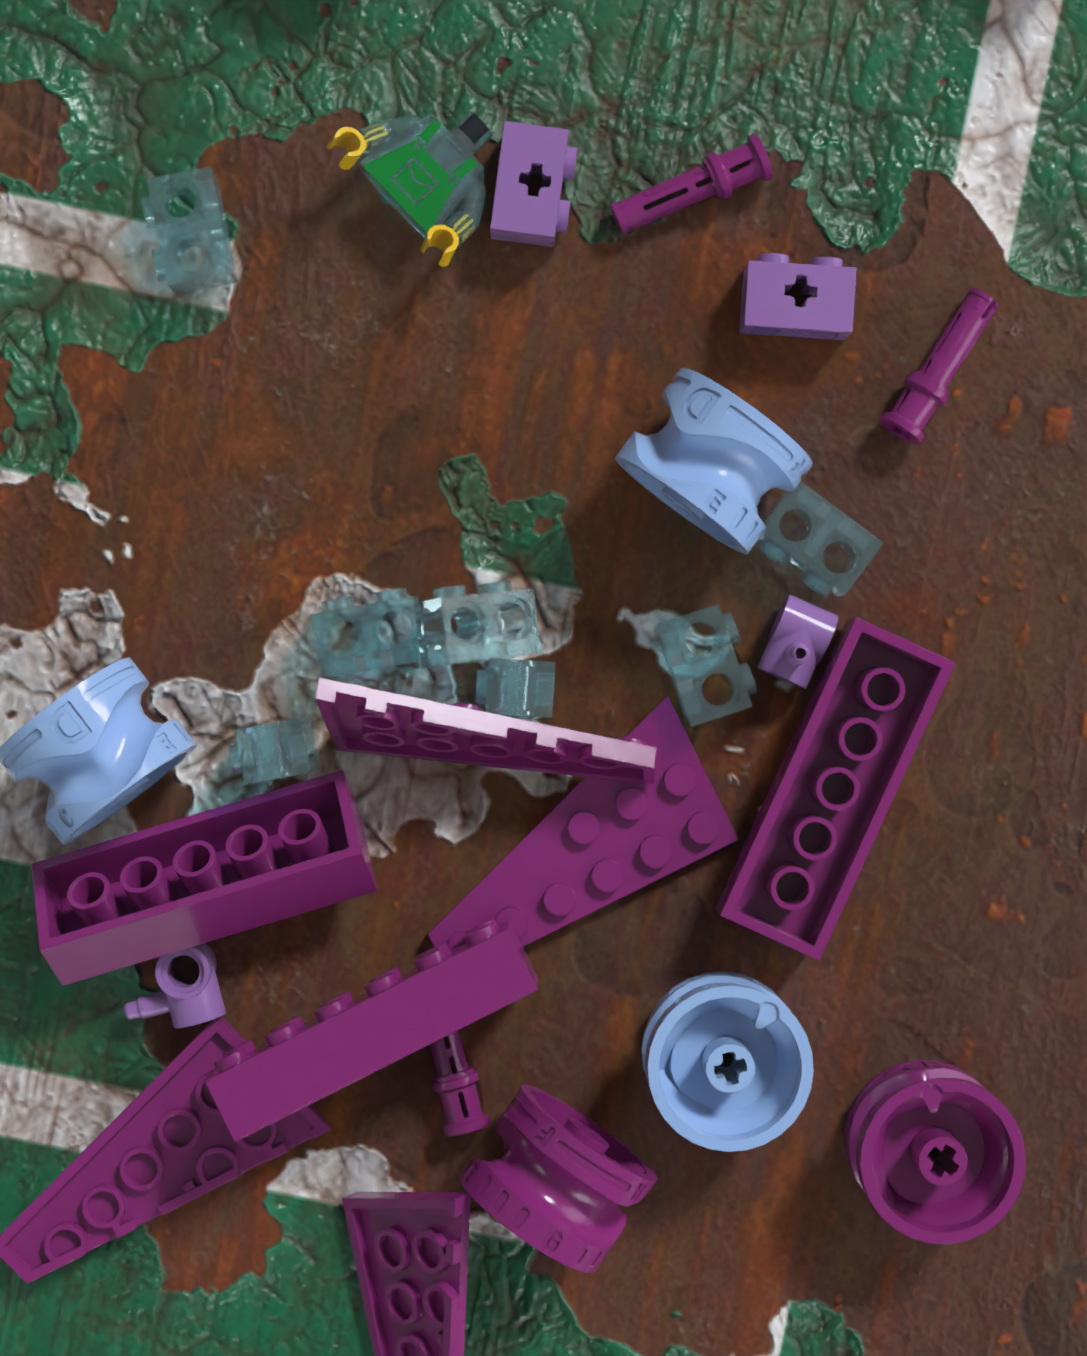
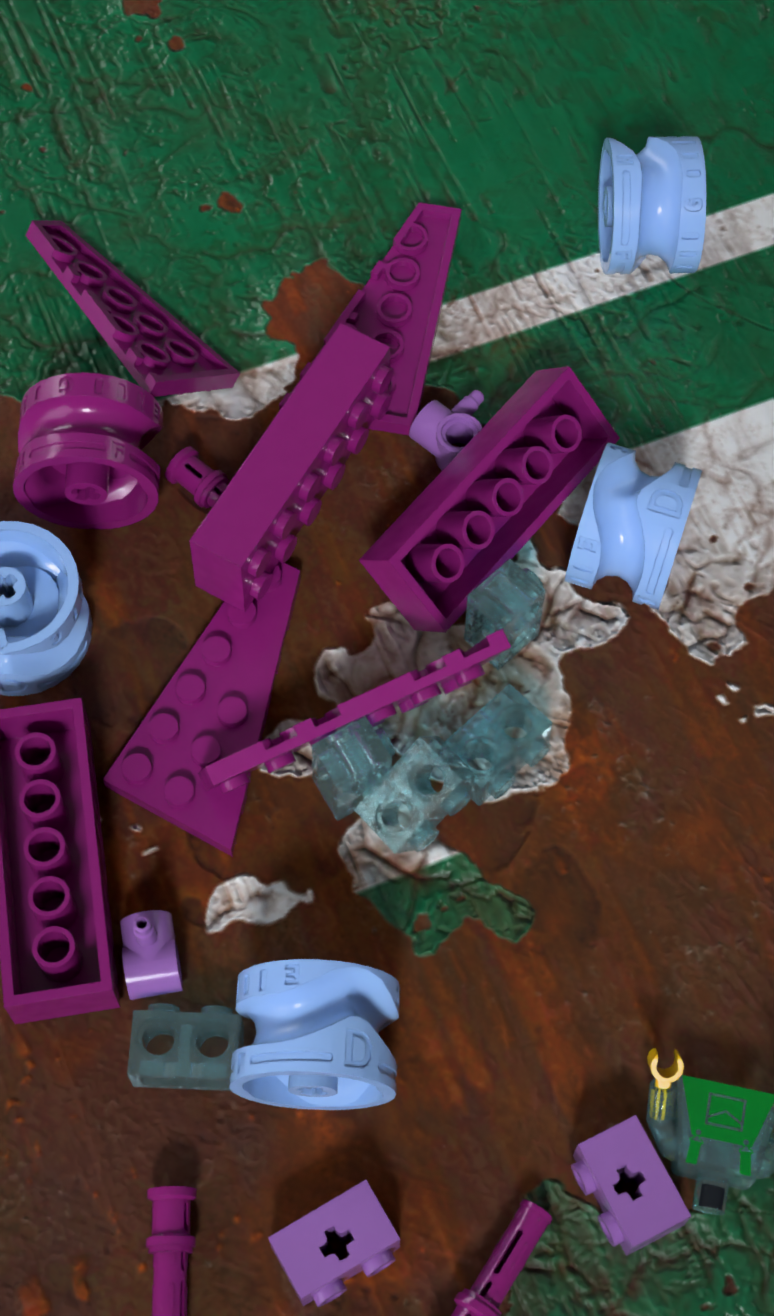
camera: 145 degrees right, 25 degrees down
(691, 669) = (226, 880): clear light blue brick -> none

